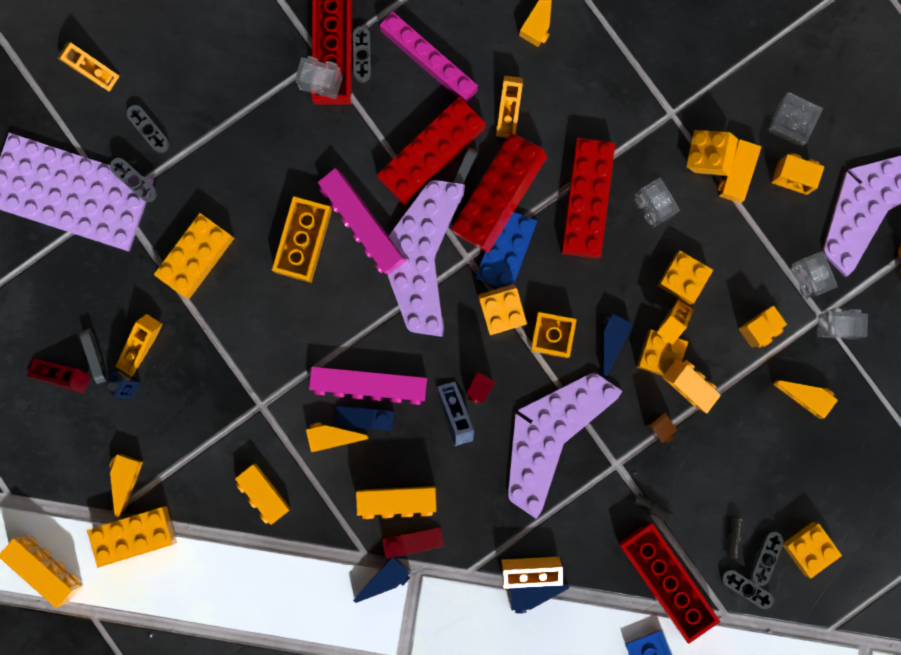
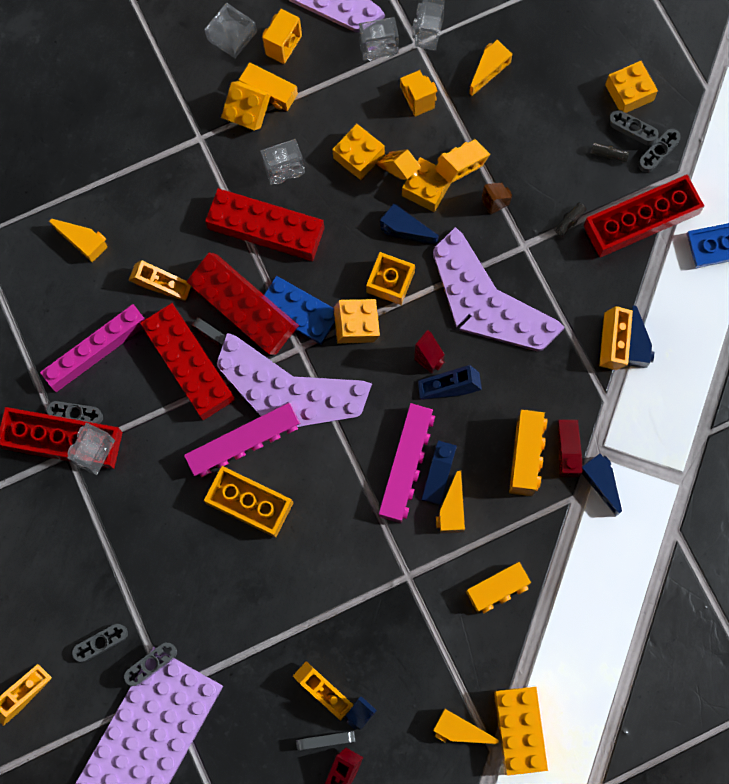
camera: 75 degrees left, 10 degrees down
(194, 256) = (242, 615): light orange brick -> none

